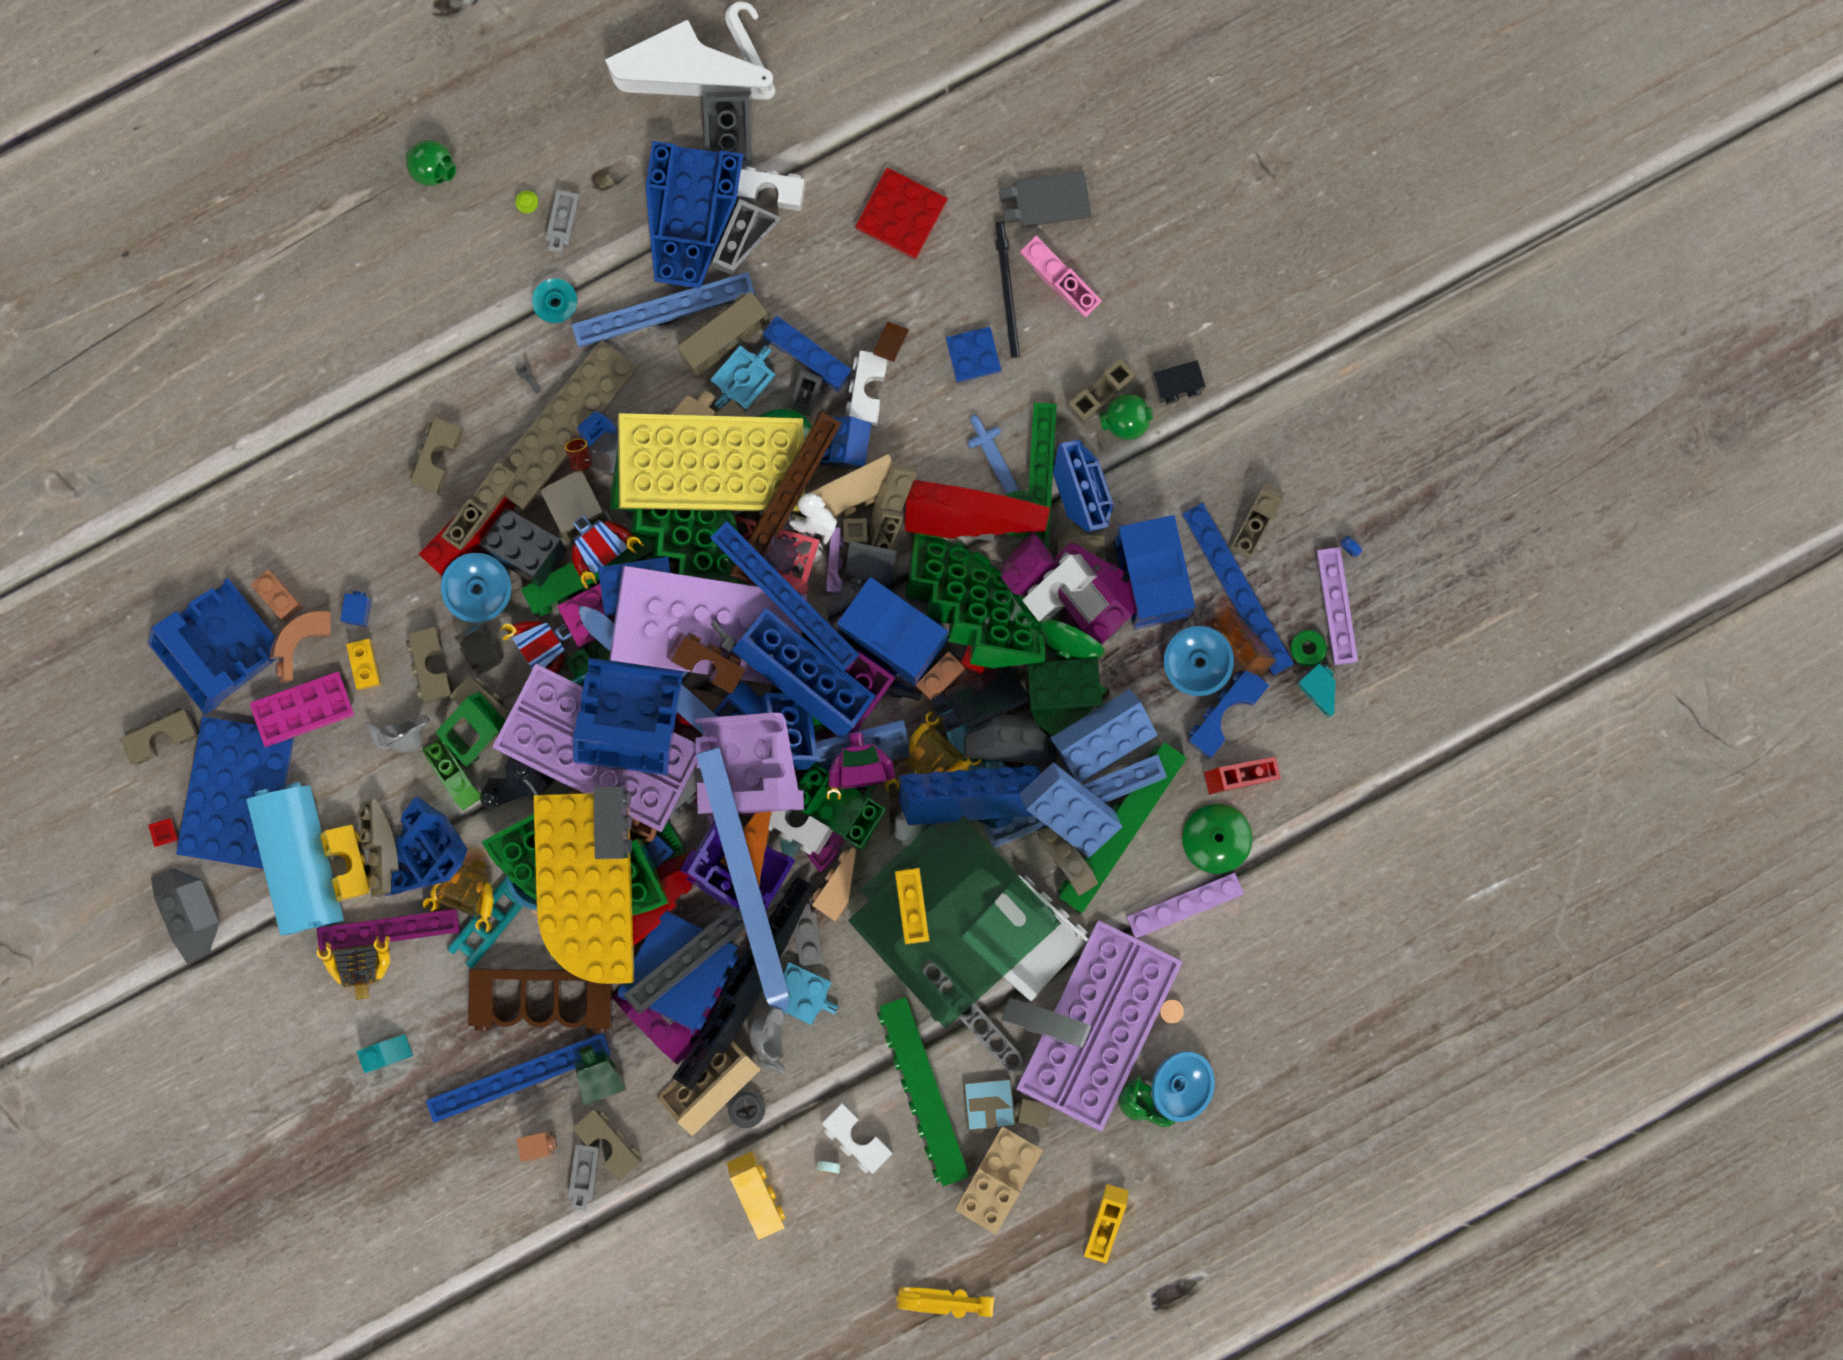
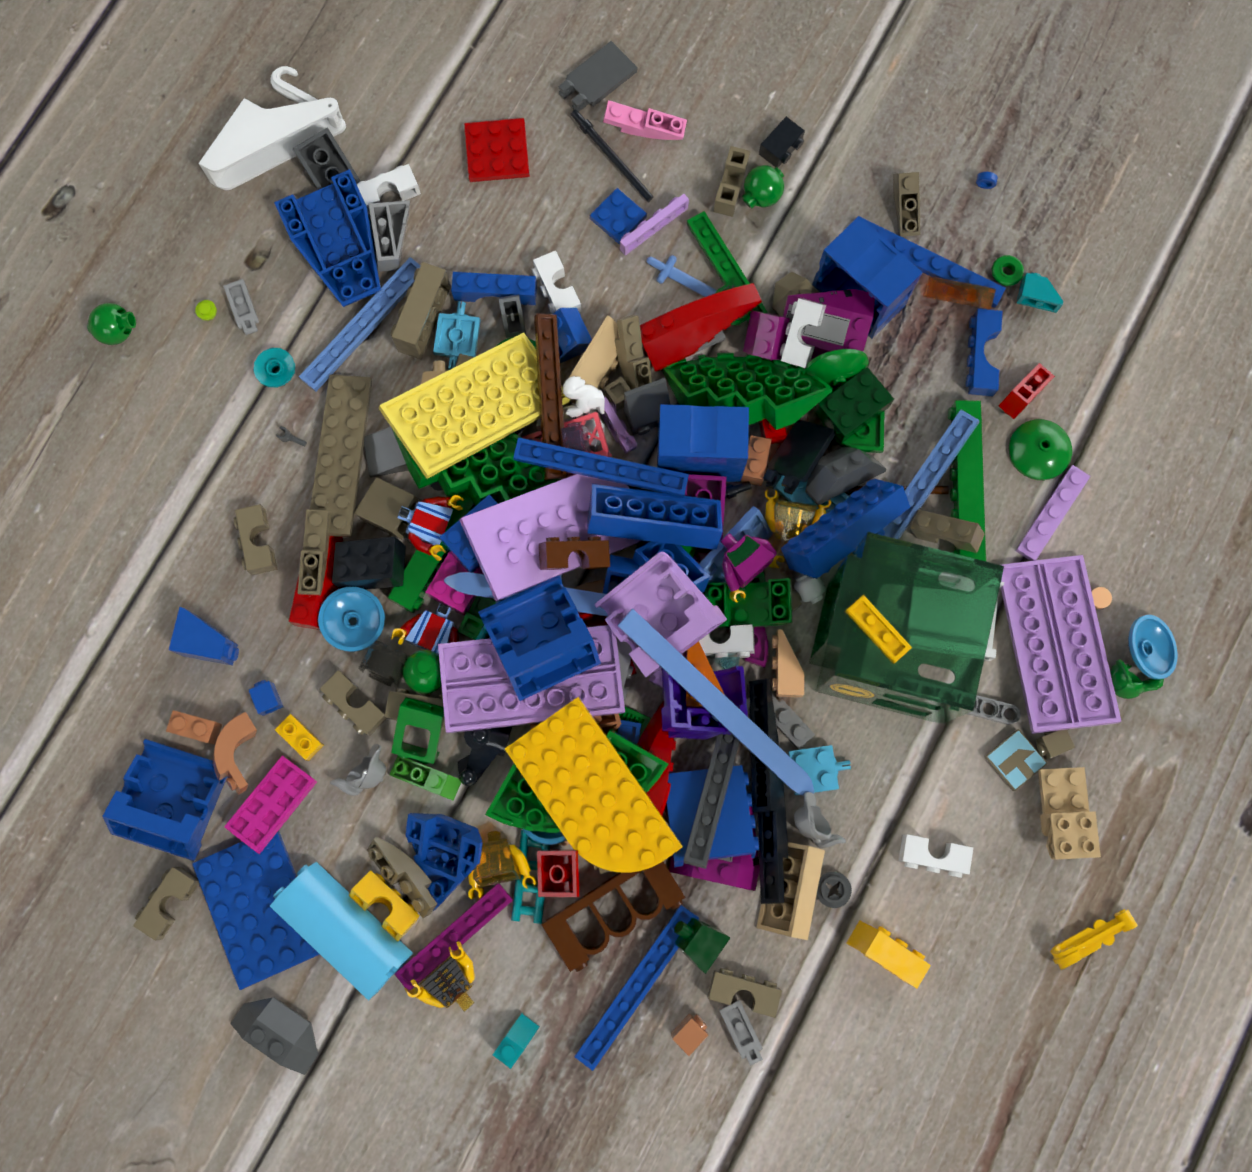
camera: 35 degrees left, 5 degrees down
(163, 832) = (217, 979): red plate -> none
(332, 521) = (200, 640): none -> blue slope
(508, 677) = (422, 671): none -> green brick
(511, 934) = (558, 873): none -> red slope
(578, 454) = (366, 466): clear red wheel -> none
(595, 426) = (366, 439): blue plate -> none
(612, 822) = (583, 726): dark grey brick -> none
(728, 642) = (580, 528): dark grey hand -> none
(828, 1167) = (928, 893): light aqua tile -> none
(890, 341) = (551, 241): reddish brown tile -> none
(924, 1092) = (962, 783): green brick -> none
(991, 386) = (654, 224): none -> lavender plate
(1046, 1023) = (1022, 665): light grey slope -> none
(1070, 810) = (928, 489): medium blue brick -> none
(1082, 486) = (763, 257): blue wedge -> none
(1104, 736) = (909, 424): medium blue brick -> none
(1106, 1223) = (1170, 791): yellow slope -> none
(1184, 651) = (943, 313): dark azure dish -> none
(1337, 606) = (1007, 228): lavender plate -> none

